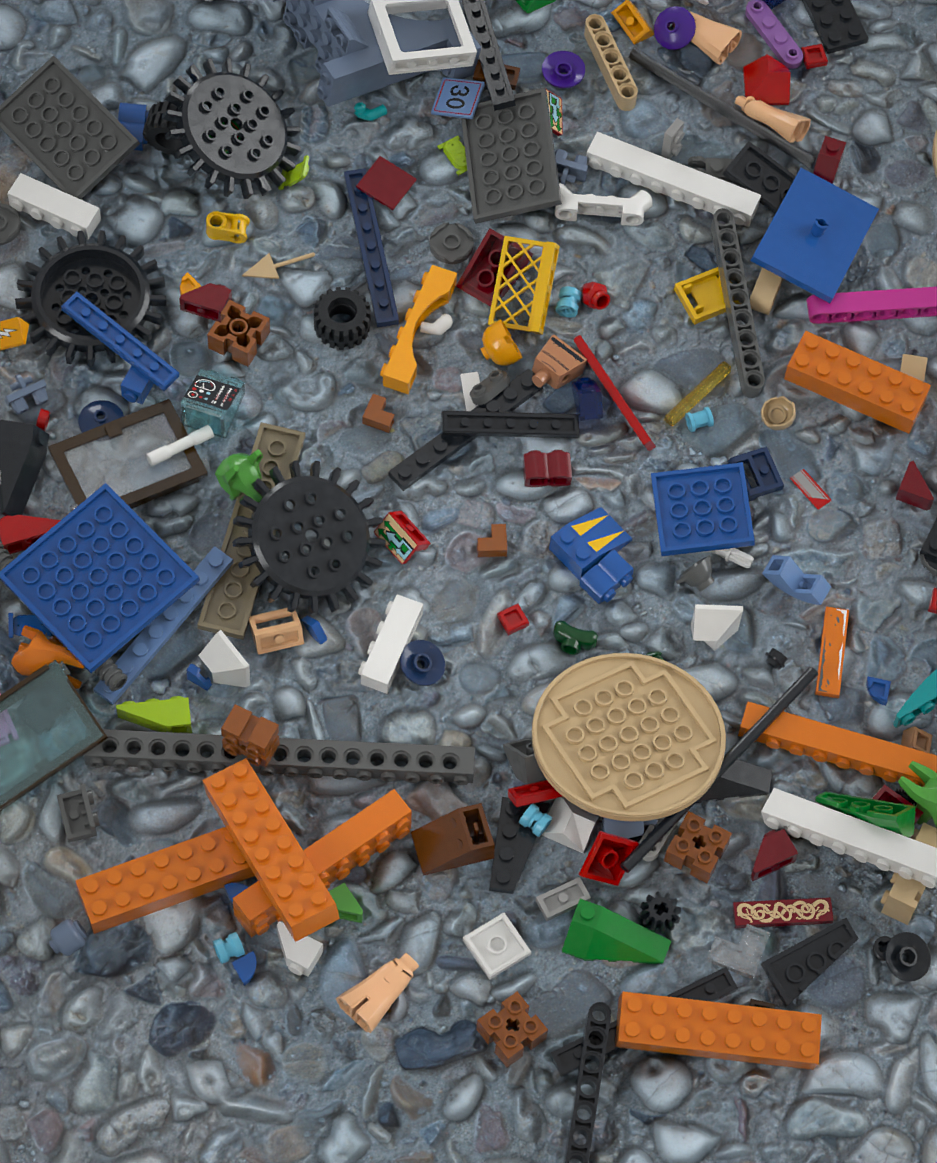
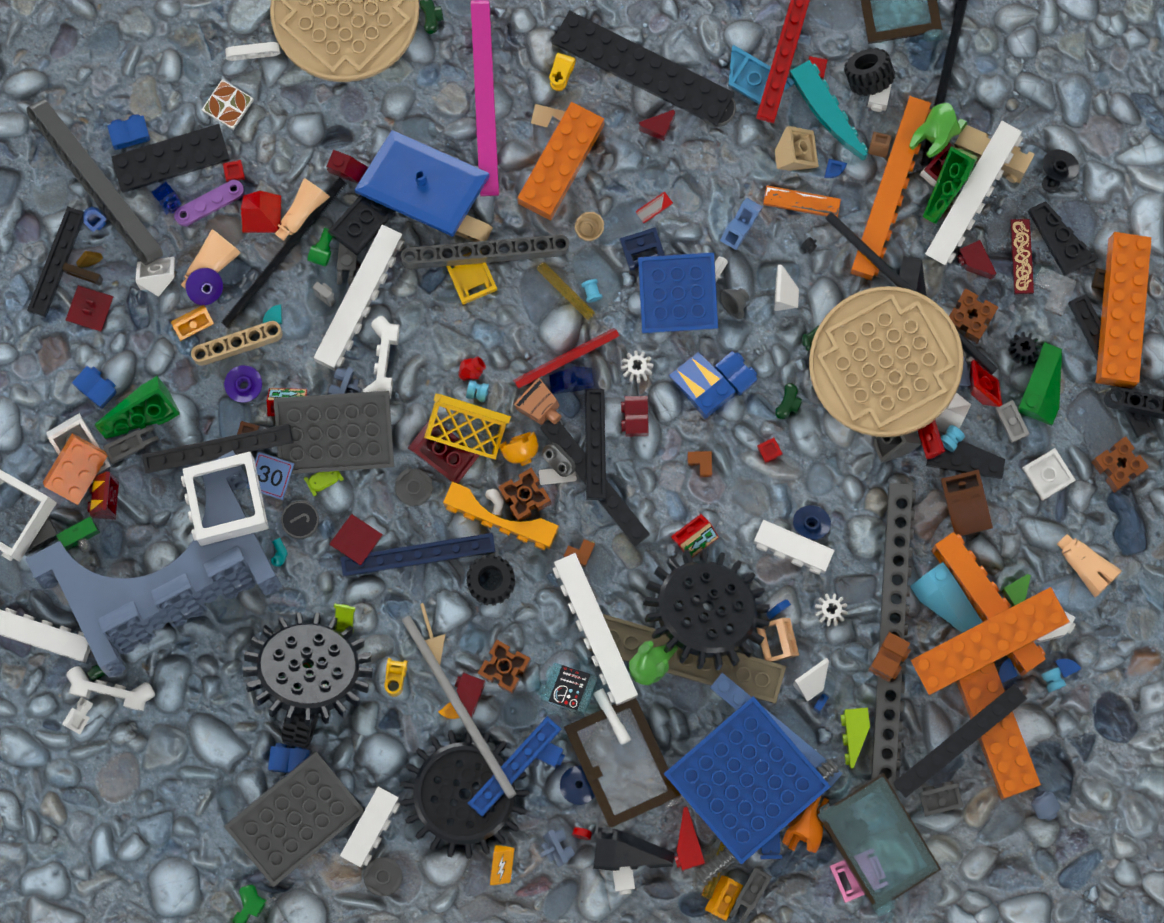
camera: 80 degrees left, 15 degrees up
(147, 825) = (960, 740): none -> black plate
(188, 285) = (459, 707): none -> light grey piece
(285, 422) = (595, 629): none -> white brick
(307, 692) = (824, 607): none -> white gear
(331, 812) = (946, 598): none -> medium azure wedge
(408, 131) = (300, 519): none -> black tile
(444, 349) = (528, 484): none -> dark orange brick
(608, 468) = (629, 366): none -> white gear
(646, 99) = (274, 314): none -> teal tile
(723, 140) = (321, 251): none -> green pin
(892, 47) = (227, 104): none -> tile
(898, 642) = (796, 150): none -> tan slope

